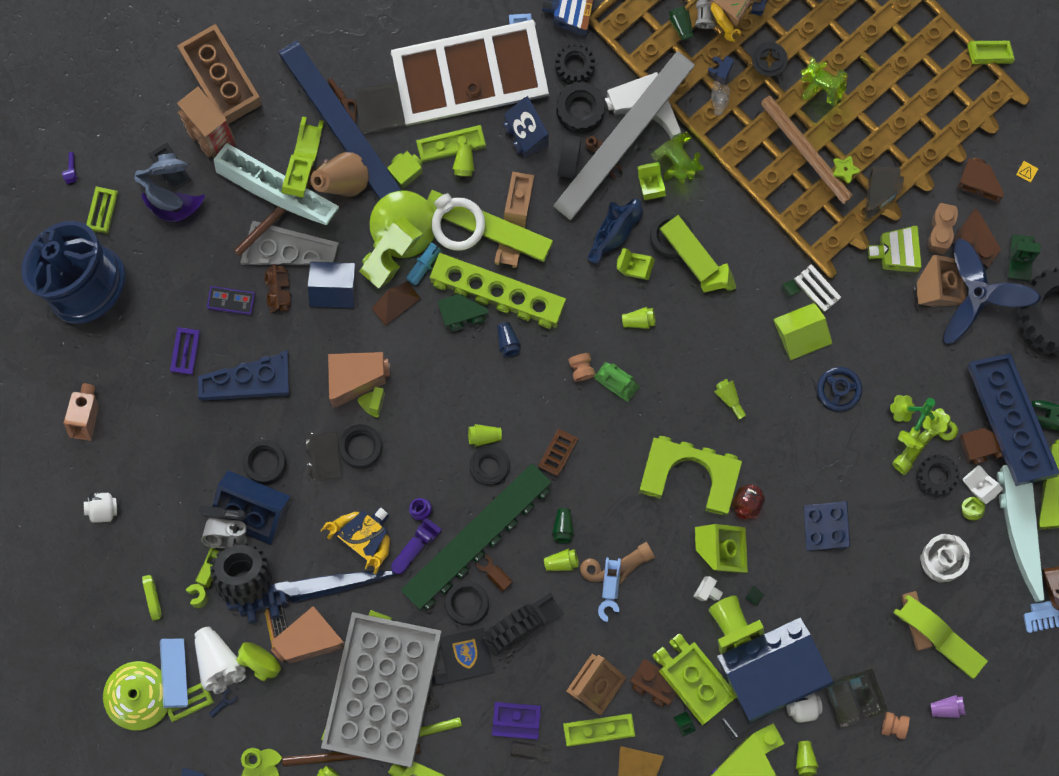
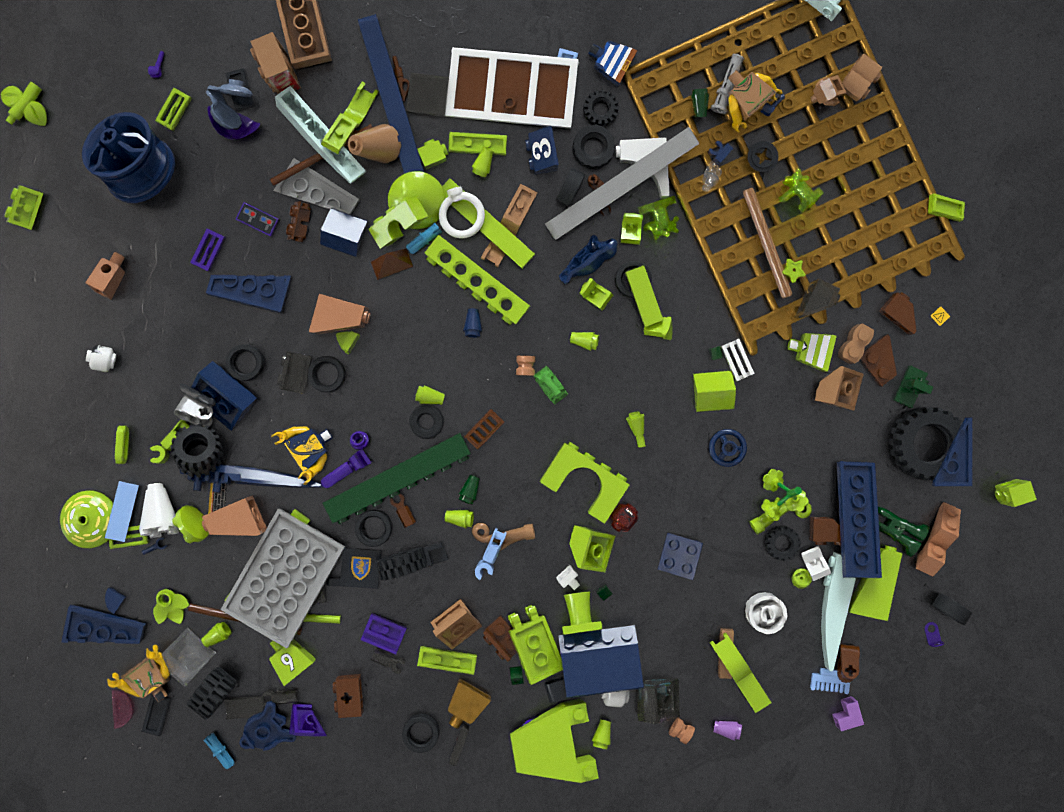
camera: 15 degrees right, 10 degrees up
(459, 311) = (440, 287): dark green slope -> none
(975, 277) = (868, 392): dark blue piece -> none

